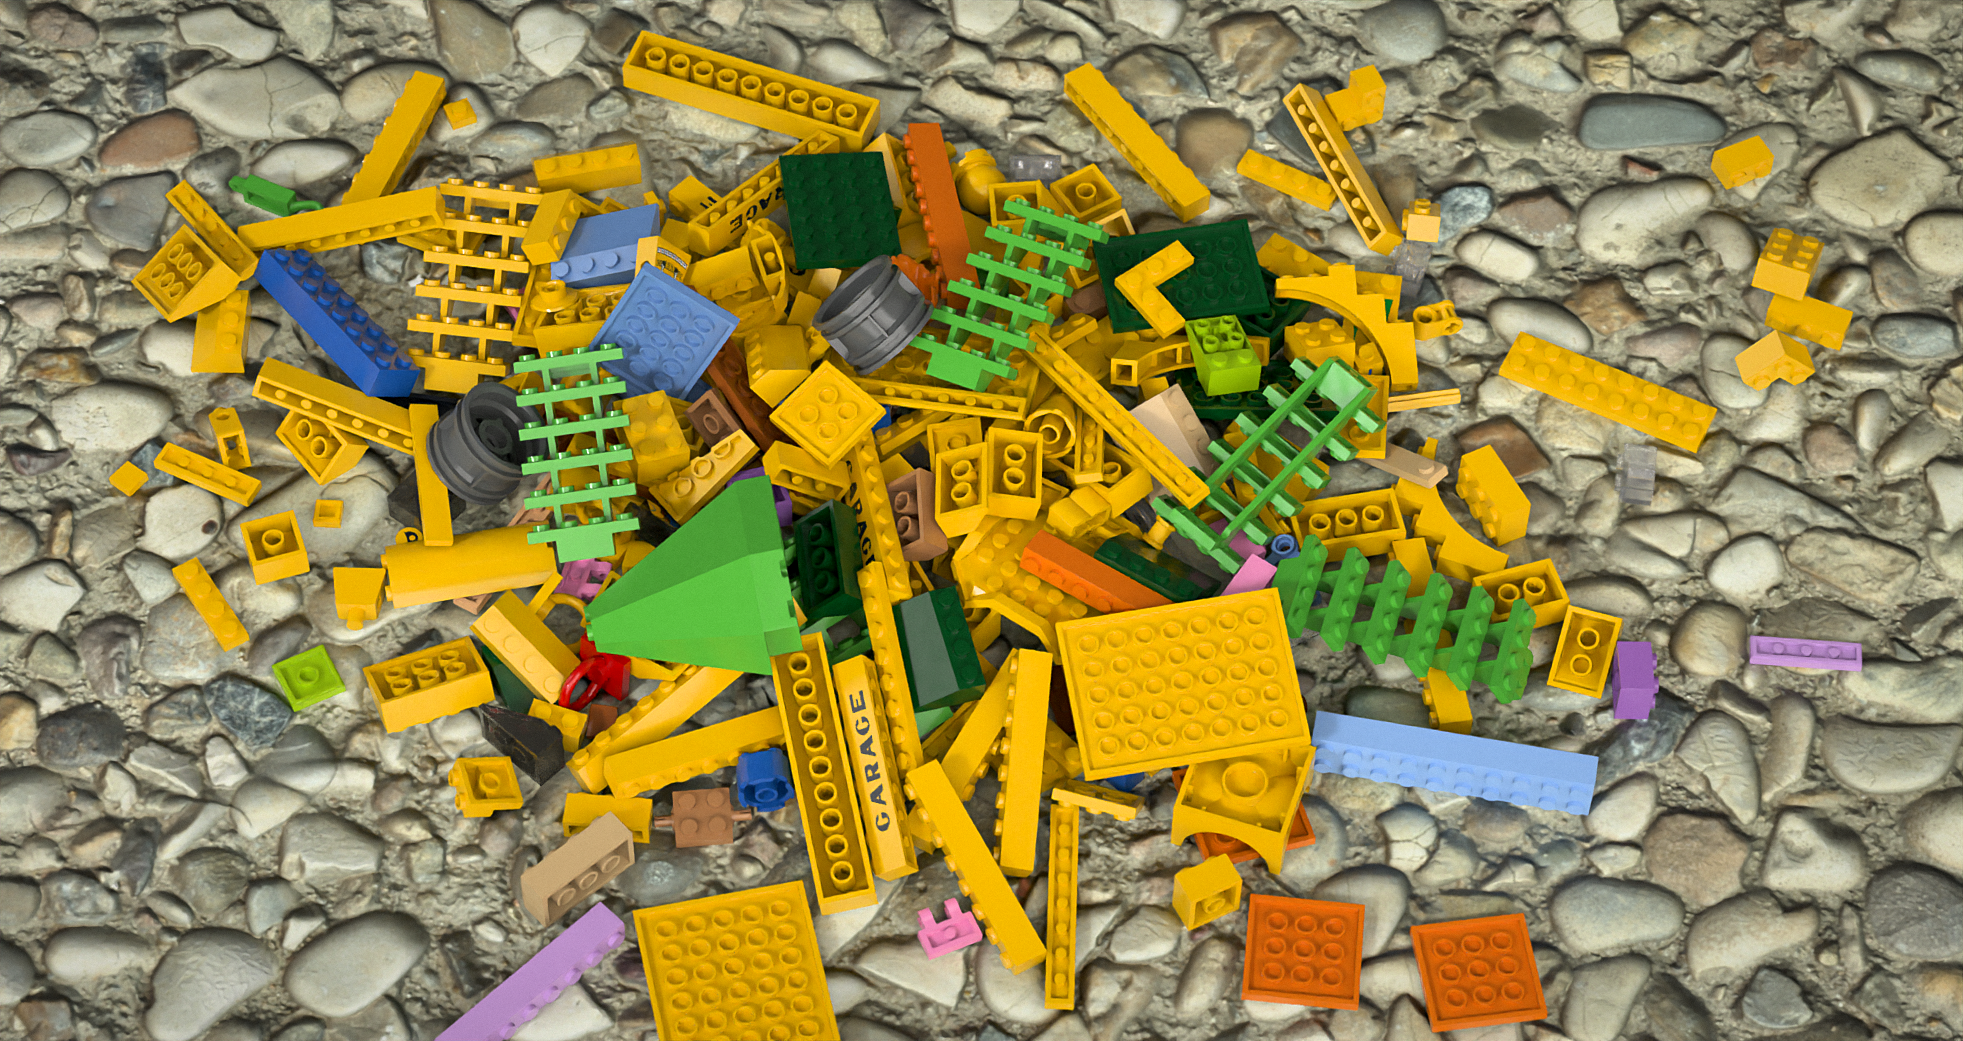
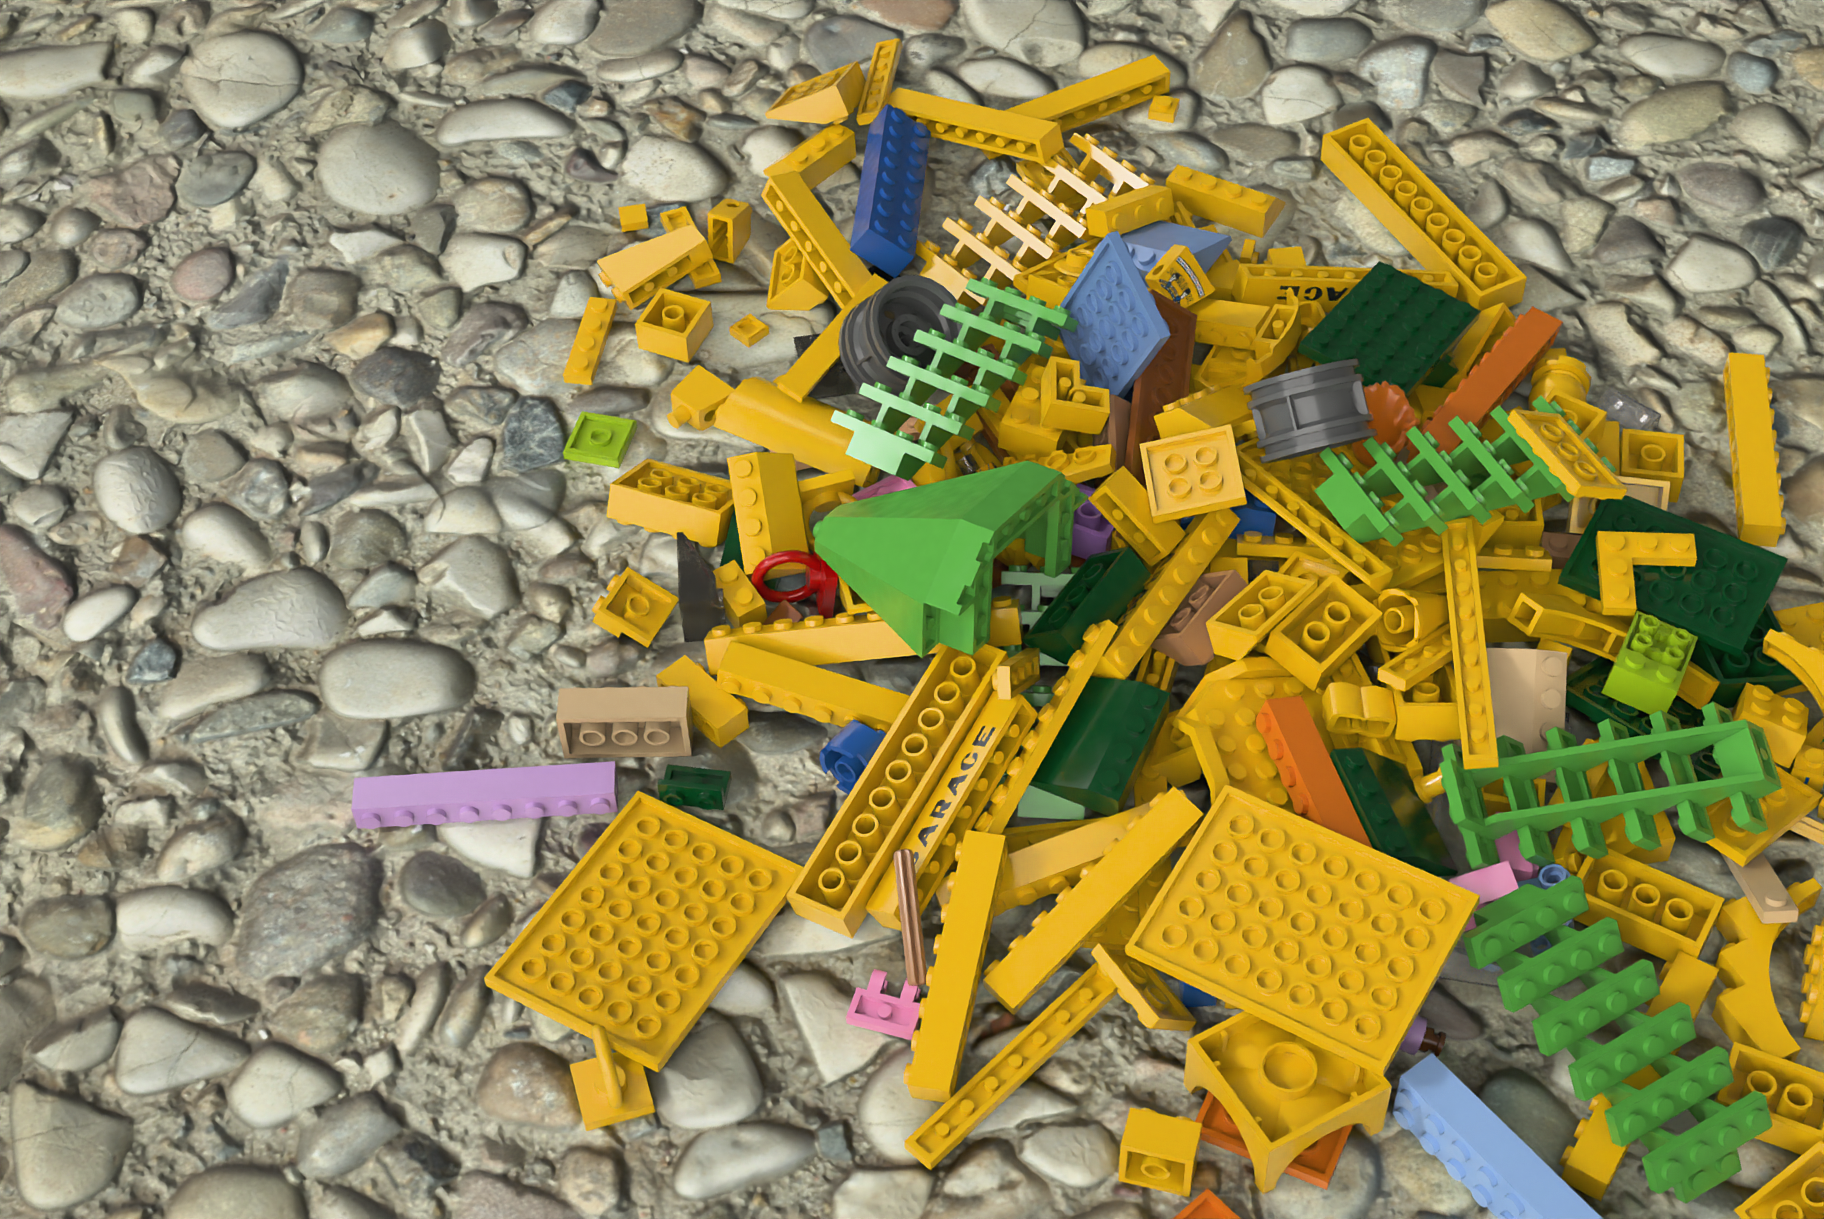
camera: 45 degrees right, 5 degrees down
(202, 510) = (657, 263): none -> yellow slope
(271, 196) = (949, 80): bright green piece -> none
(667, 880) = (694, 787): none -> dark green bracket
(680, 416) = (1070, 404): none -> yellow brick
(702, 817) = (781, 757): medium nougat plate -> none
(840, 642) = (1017, 673): none -> yellow plate
(920, 858) = (910, 917): none -> medium nougat axle
(1070, 237) = (1567, 455): none -> yellow plate

